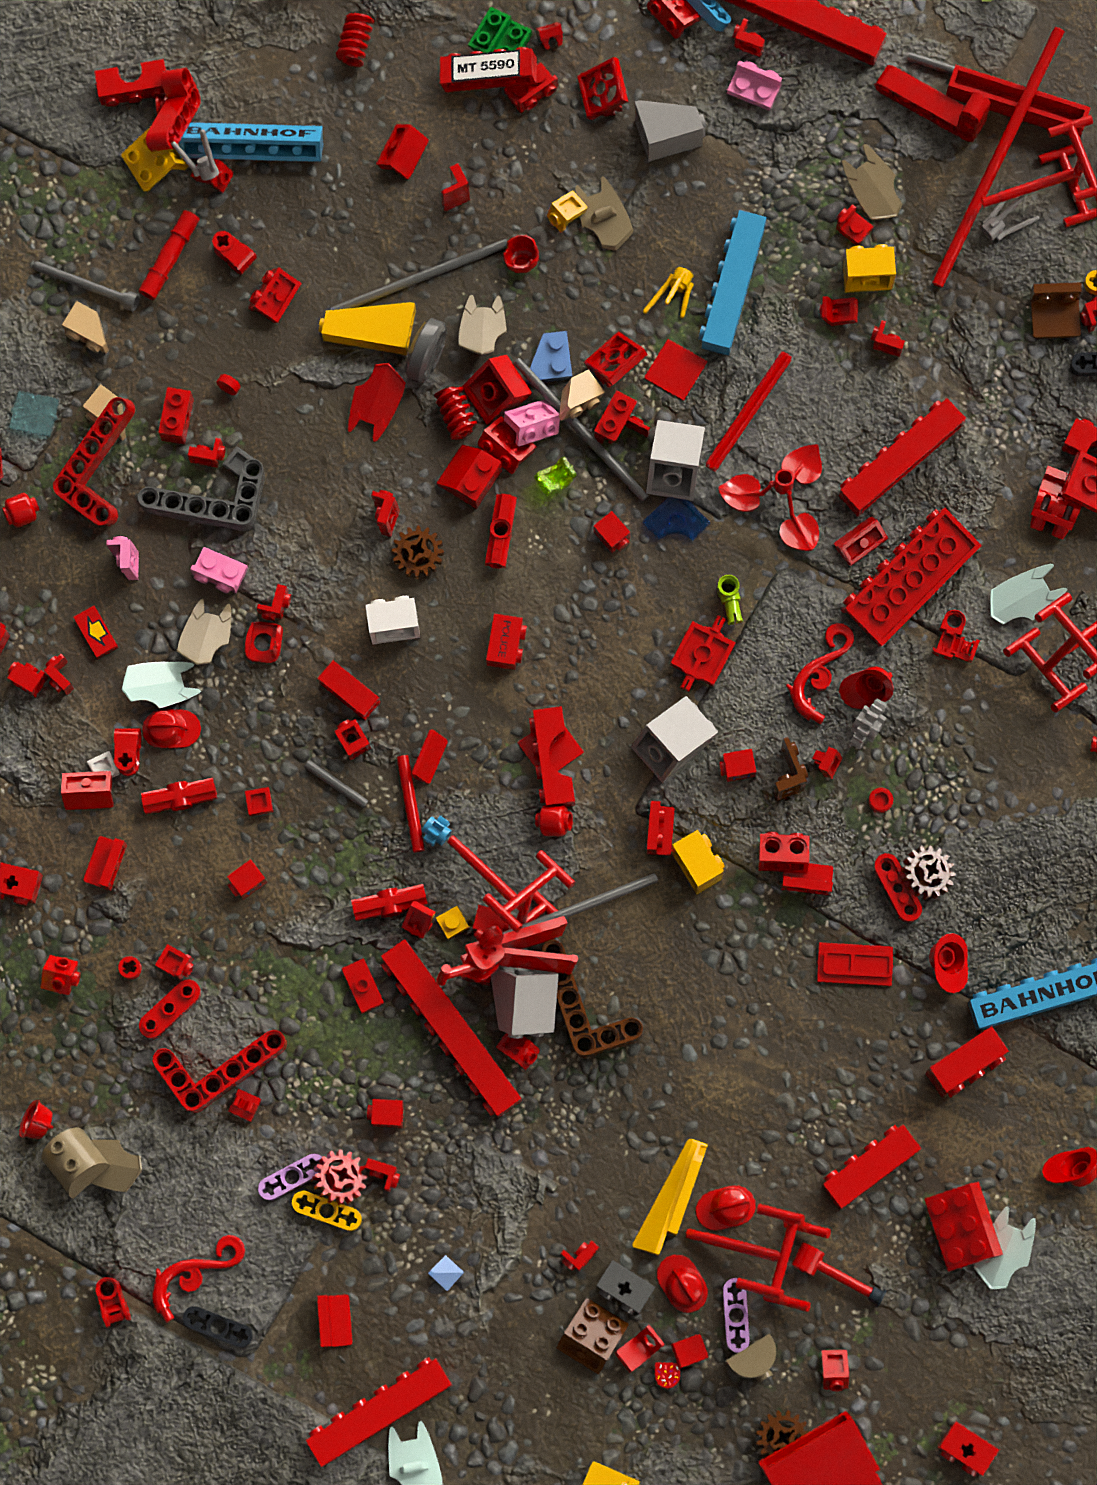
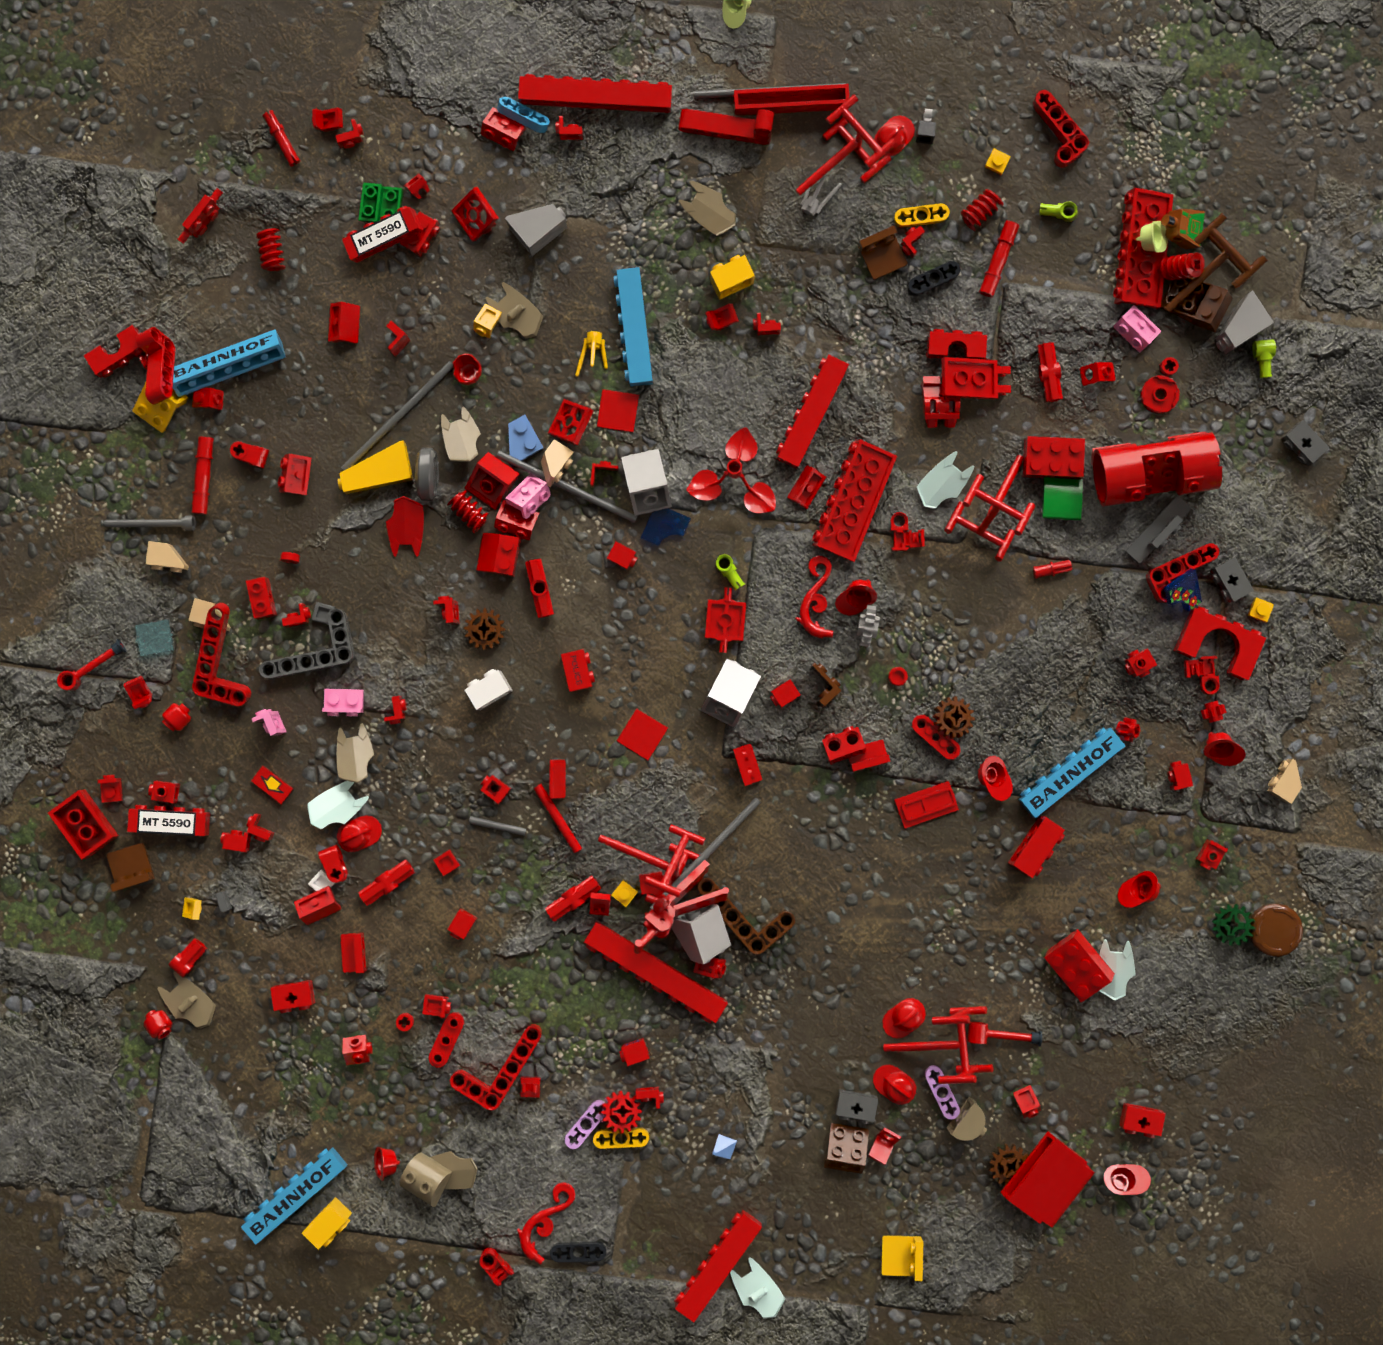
camera: 25 degrees left, 10 degrees up
(206, 165) = (201, 397): light grey plant -> none
(258, 628) = (409, 749): red piece -> none
(334, 1320) = (659, 1213): red panel -> none
(349, 690) = (477, 753): red piece -> none
(362, 986) = (579, 966): red plate -> none
(436, 830) = (585, 832): dark azure gear -> none
(549, 727) = (635, 722): red arch -> none
(554, 820) = (667, 789): red head -> none
(556, 476) = (563, 530): clear neon green bracket -> none
(584, 1253) = (817, 1094): red bracket -> none
(614, 417) = (589, 468): red bracket -> none
(667, 1374) = (910, 1153): red tile -> none
(672, 1200) = (864, 1030): yellow wedge -> none
(689, 1350) = (919, 1131): red slope -> none
(698, 861) = (785, 779): yellow brick -> none
(748, 411) = (685, 421): red axle -> none
(755, 85) = (588, 164): bright pink bracket -> none
(828, 761) = (849, 664): red tile -> none
(853, 225) = (705, 246): red bracket -> none
(871, 1166) = (996, 948): red brick -> none
(998, 157) = (794, 149): red piece -> none

